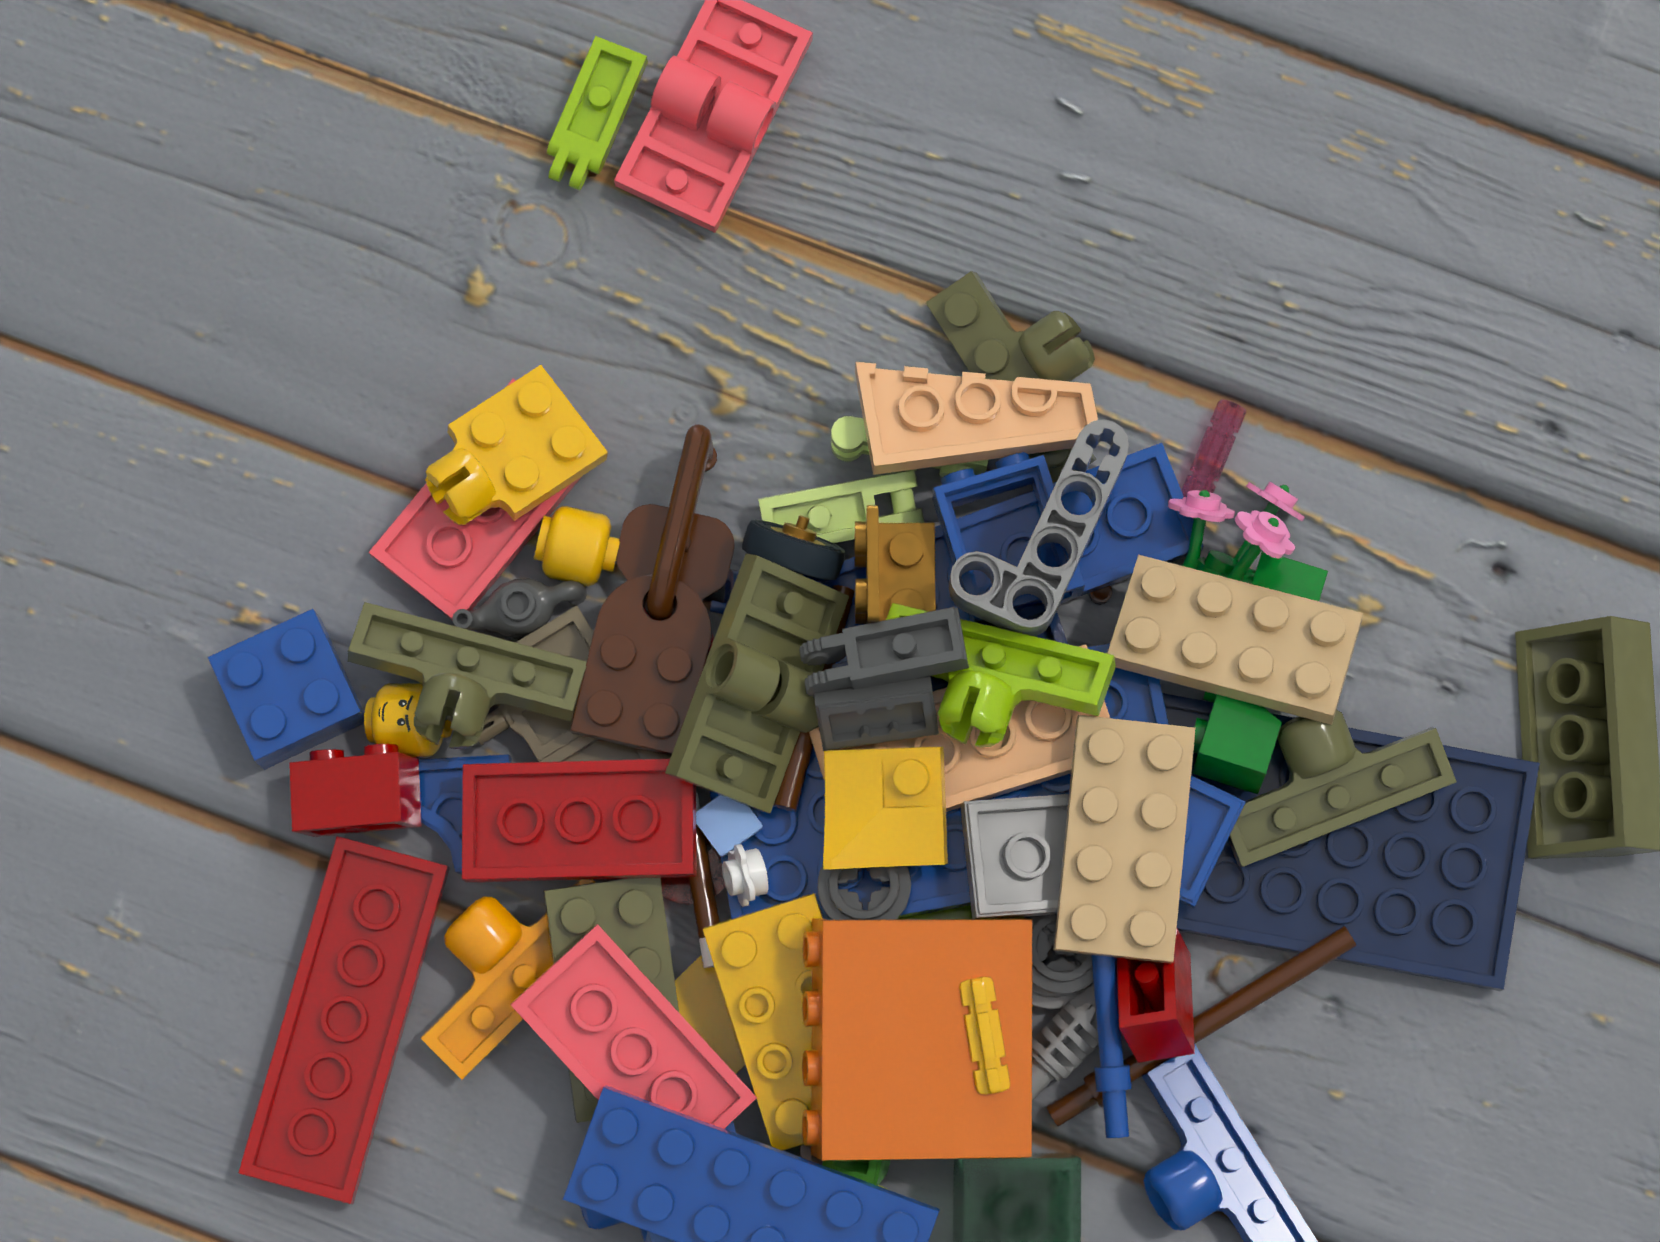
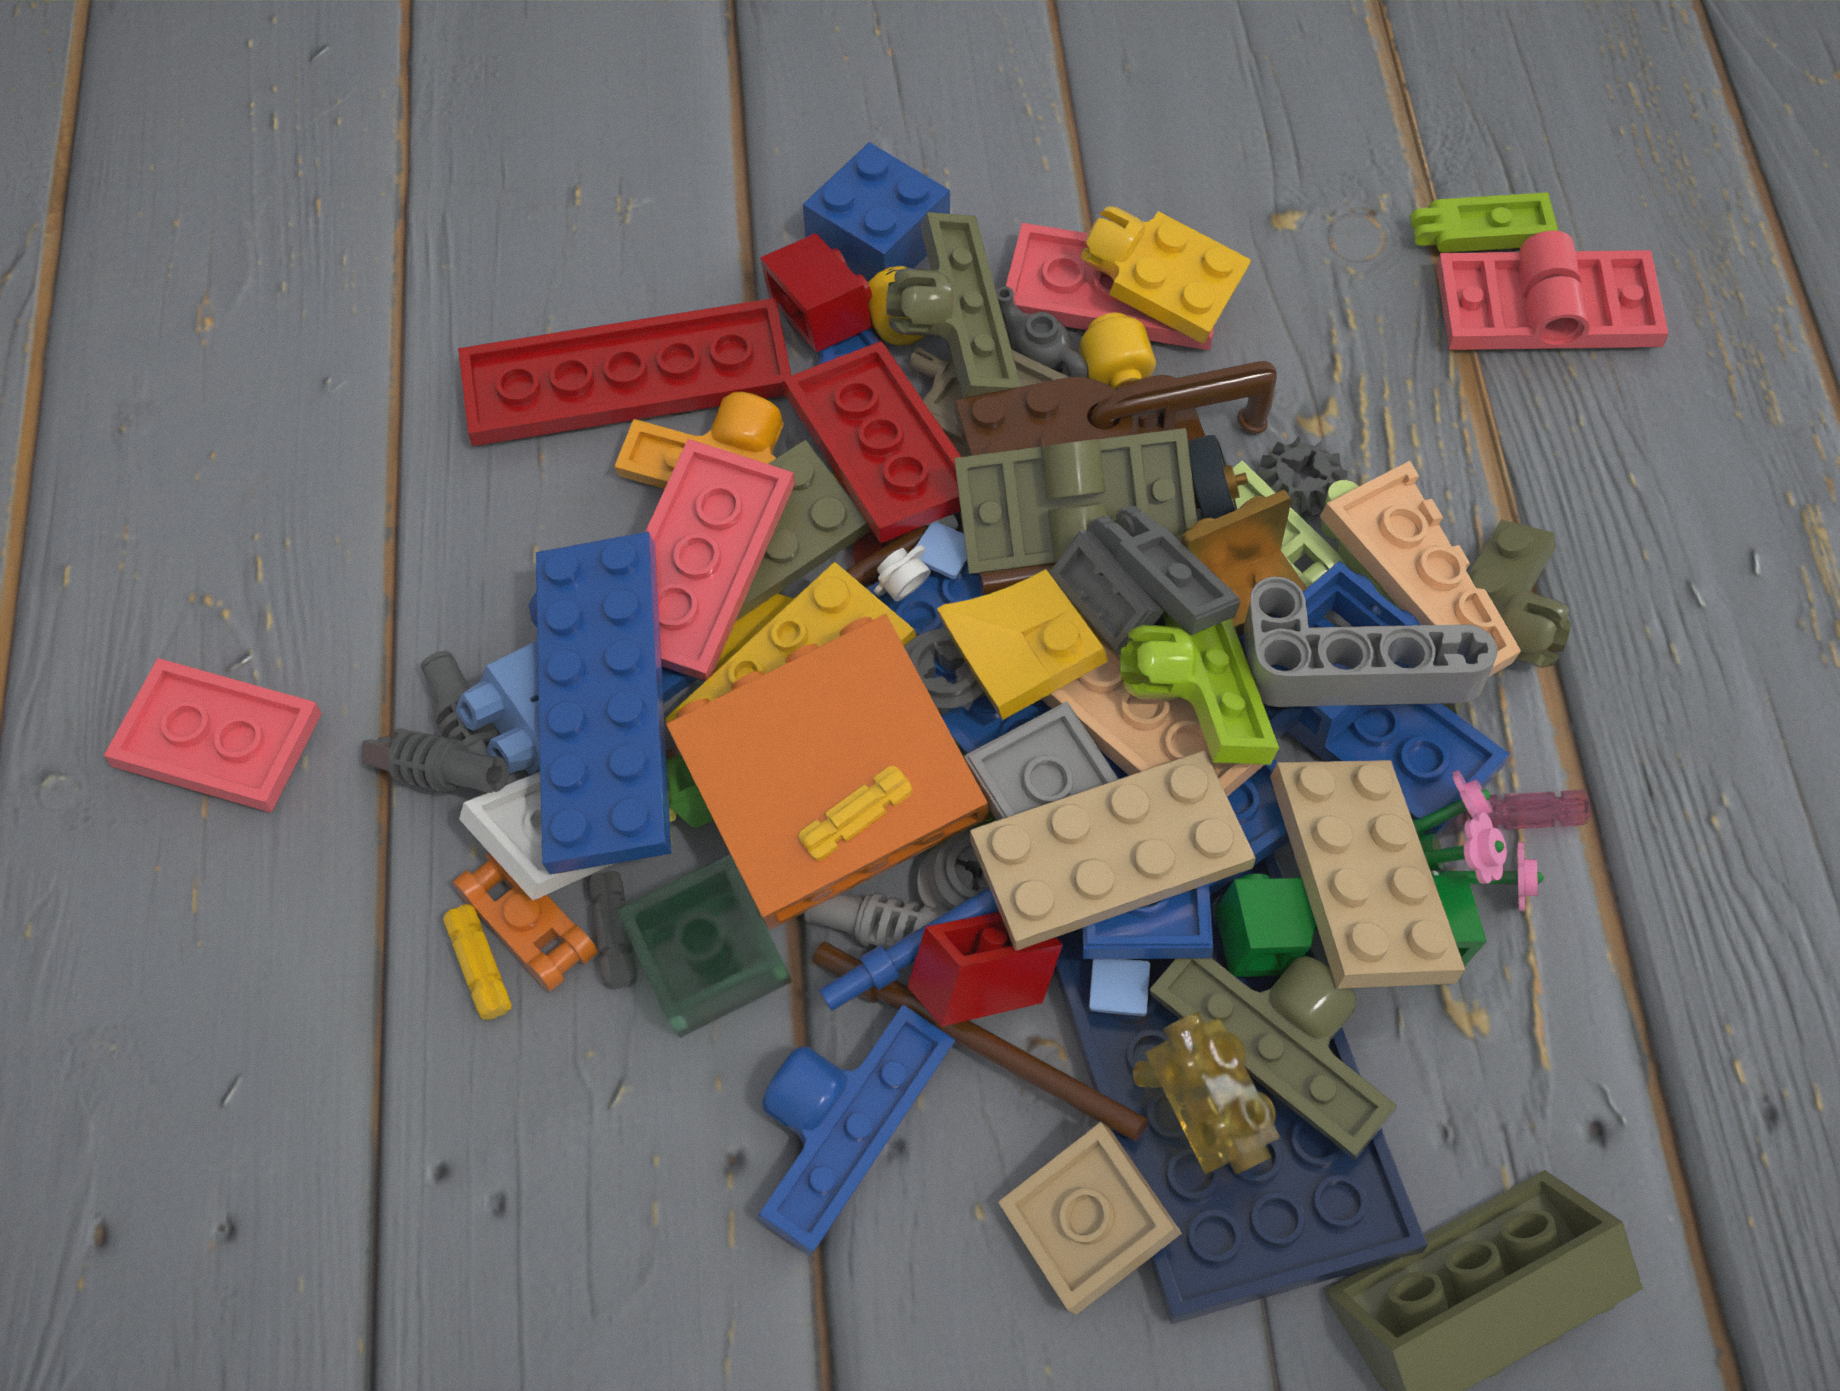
camera: 65 degrees right, 20 degrees down
(782, 474) = (1283, 461): none -> dark grey gear
(1224, 889) = (1119, 986): none -> light blue piece
(1360, 868) = (1211, 1093): none -> clear yellow brick
(1398, 1013) = (1089, 1218): none -> tan plate

